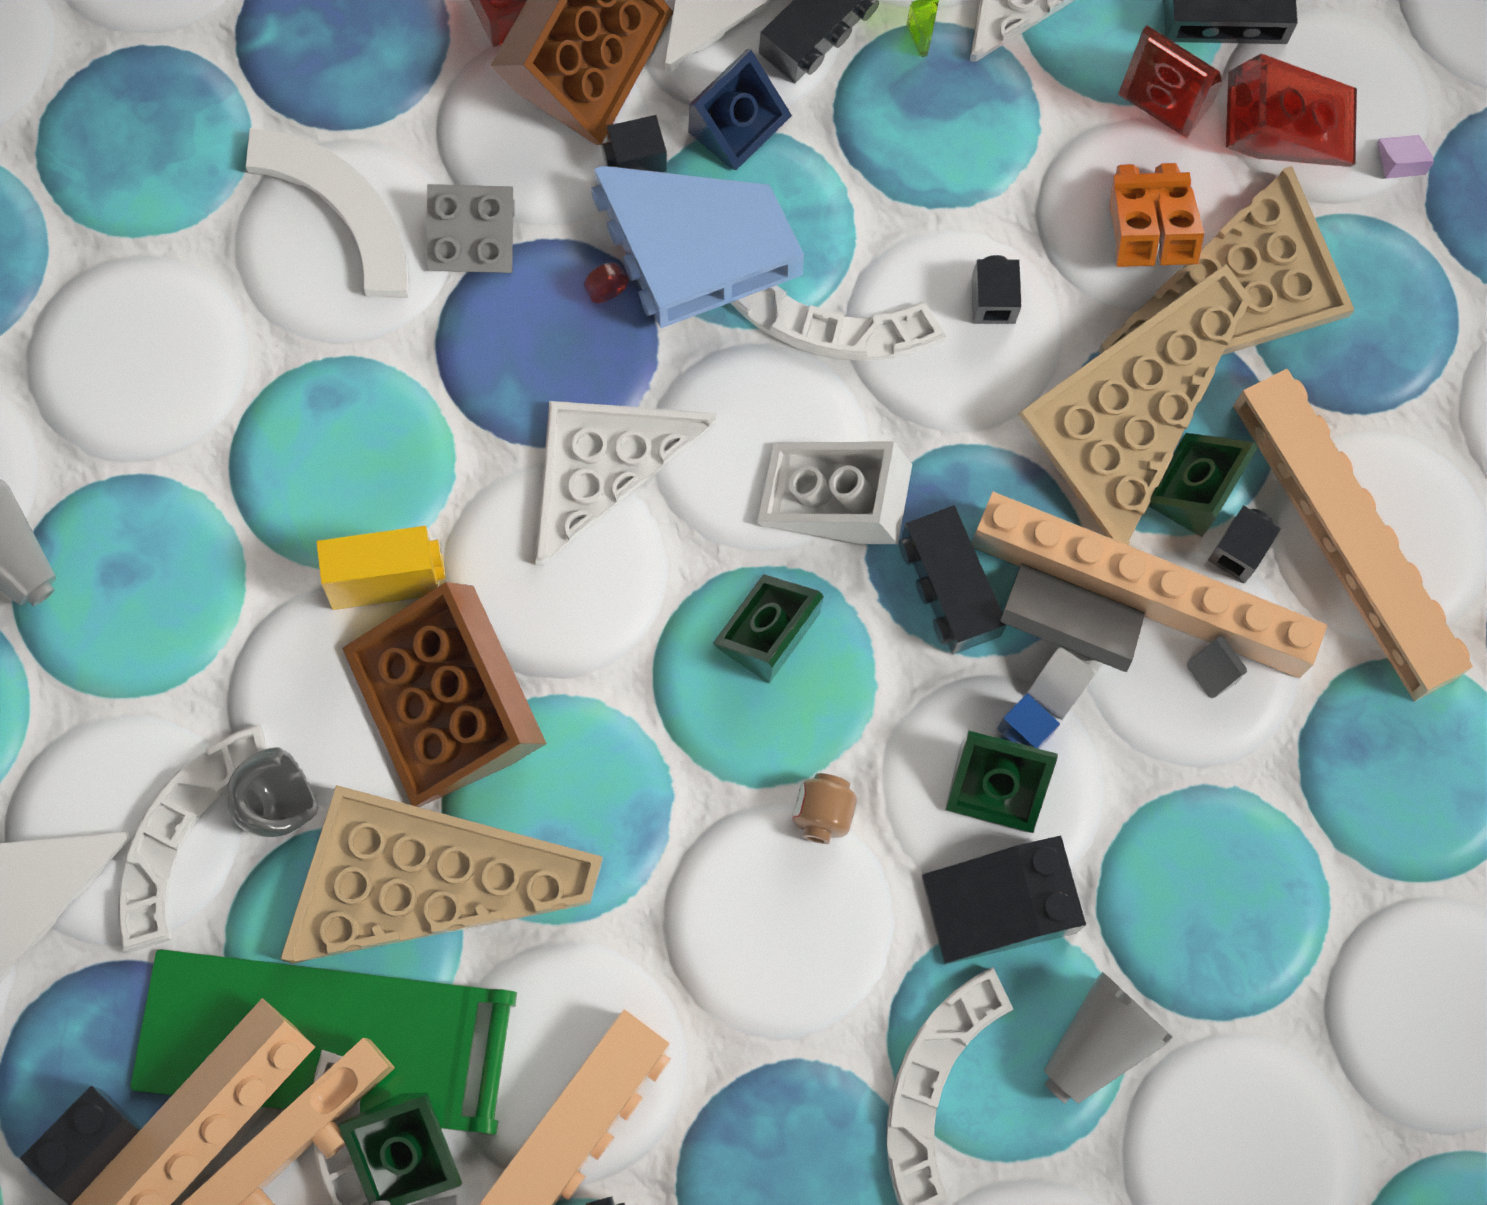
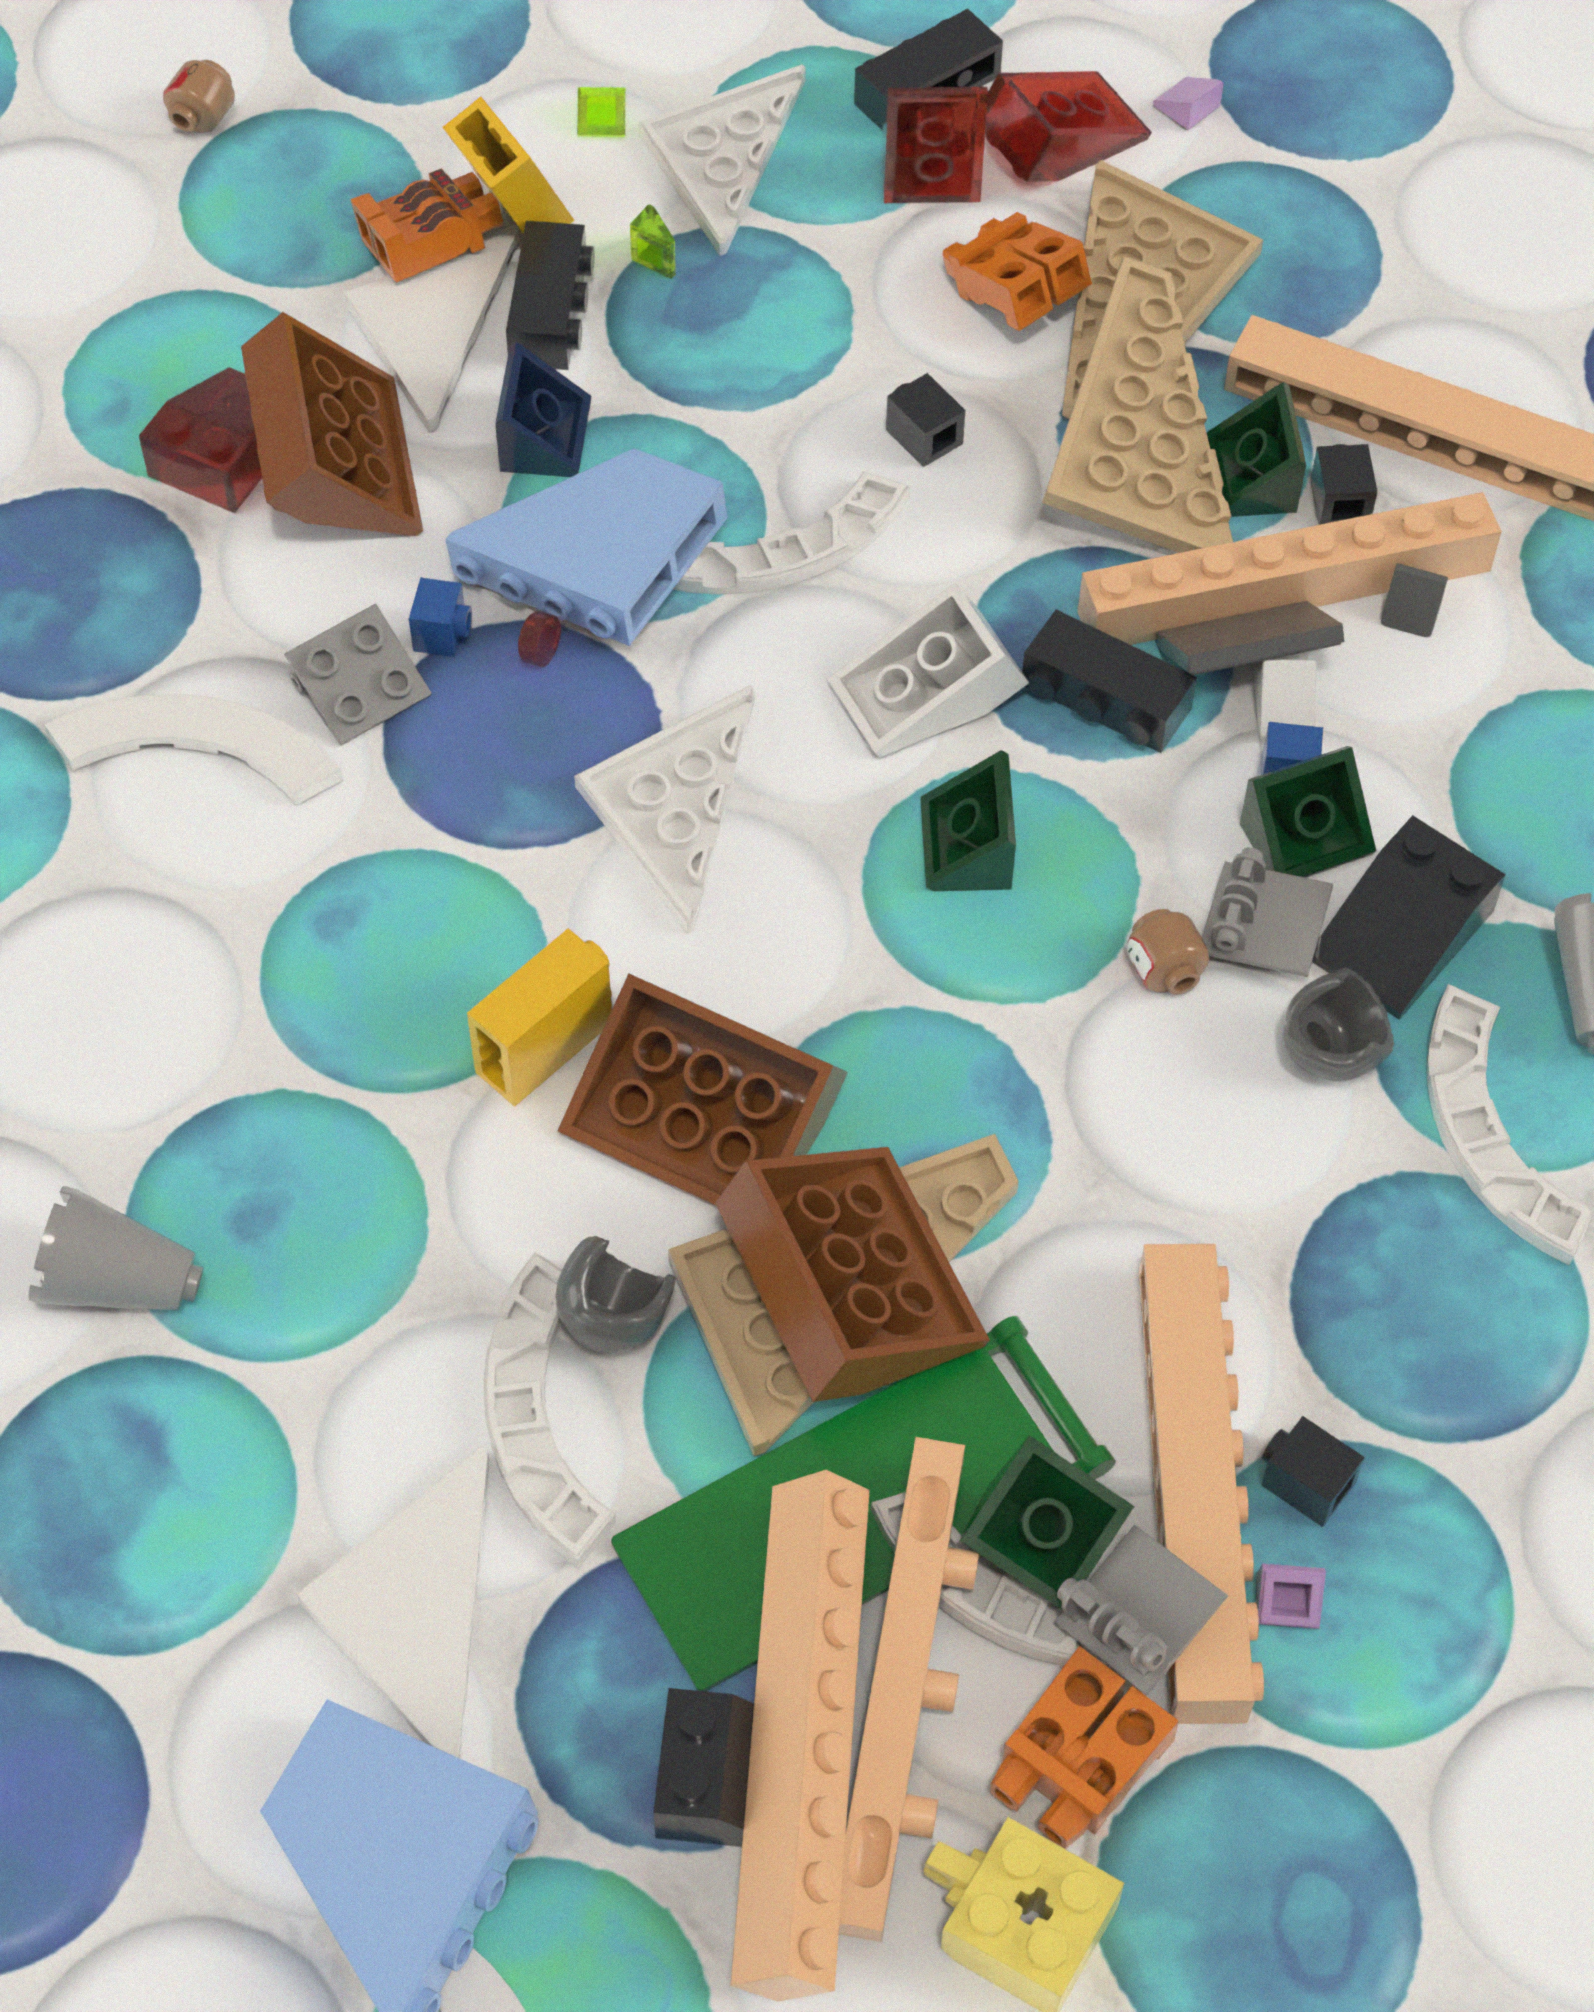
camera: 30 degrees left, 15 degrees down
(427, 888) = (848, 1269): none -> dark orange slope
(553, 221) = (439, 617): none -> blue plate
(635, 145) = (463, 498): black brick -> none
(892, 957) = (1344, 1022): none -> dark grey piece
(913, 829) = (1265, 916): none -> light grey hinge

